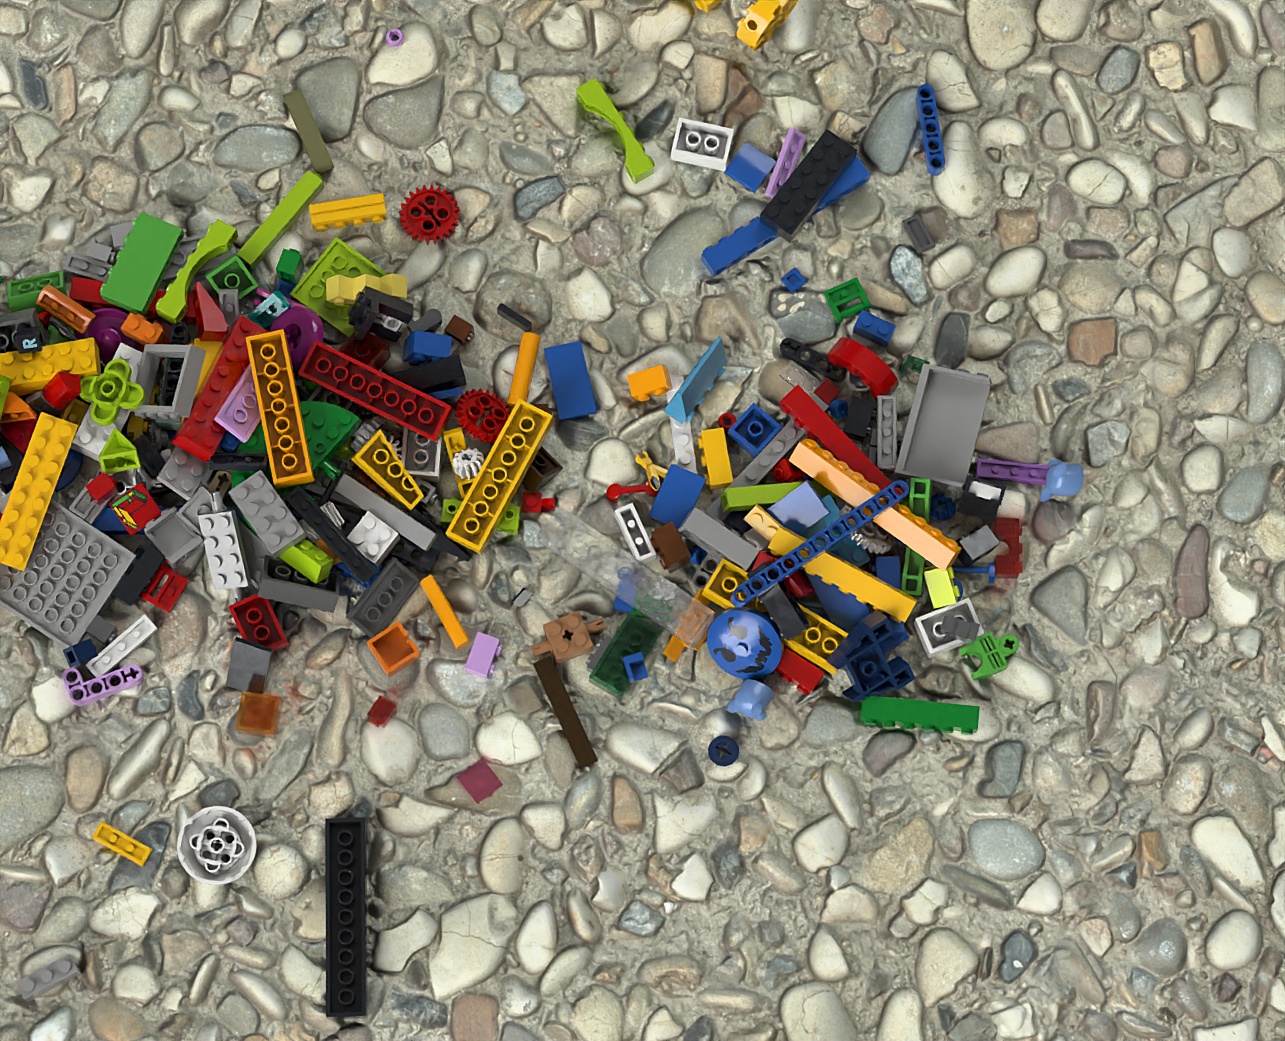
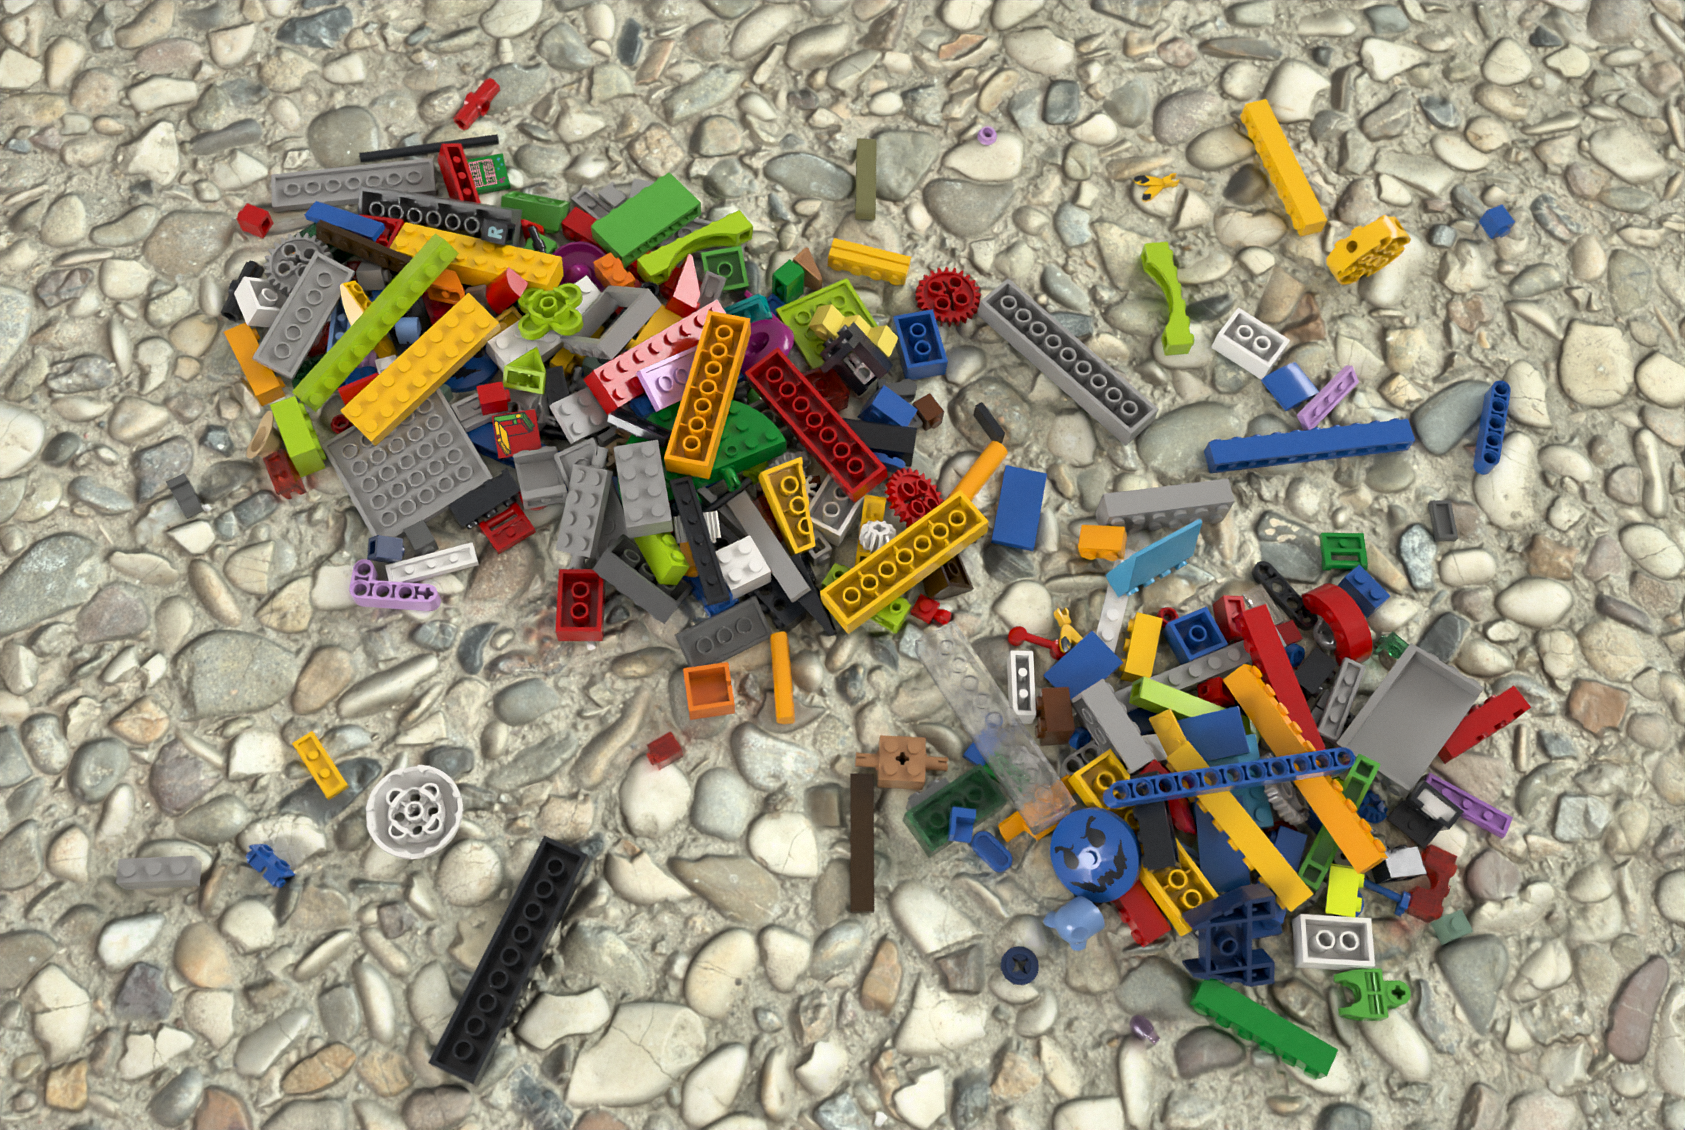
camera: 20 degrees right, 10 degrees down
(65, 309) = (551, 227): orange slope -> none
(135, 935) = (277, 869): none -> blue hinge
(249, 666) = (548, 639): tile -> none
(259, 714) = (533, 694): clear orange brick -> none
(281, 219) = (786, 246): lime brick -> none
(300, 243) = (812, 276): none -> medium nougat slope
(425, 273) = (919, 345): none -> blue brick
(479, 781) = (734, 874): clear pink piece -> none
(483, 655) = (801, 740): lavender brick -> none
(522, 598) = (870, 701): light grey piece -> none
(554, 231) = (1067, 361): none -> light grey brick
(562, 18) = (1155, 184): none -> yellow piece
(667, 674) = (991, 851): none -> blue tile
(688, 329) = (1166, 506): none -> light grey brick
(771, 395) = (1224, 612): none -> red hinge
(793, 280) = (1293, 510): blue tile -> none
(808, 185) = (1347, 421): black brick -> none
(833, 755) = (1143, 1029): none -> clear purple cylinder
(959, 629) = (1350, 949): dark grey leg -> none
(1004, 400) = (1484, 722): none -> red wedge
(1033, 574) = (1451, 927): none -> sand green brick
(1062, 480) = (1521, 836): medium blue piece -> none

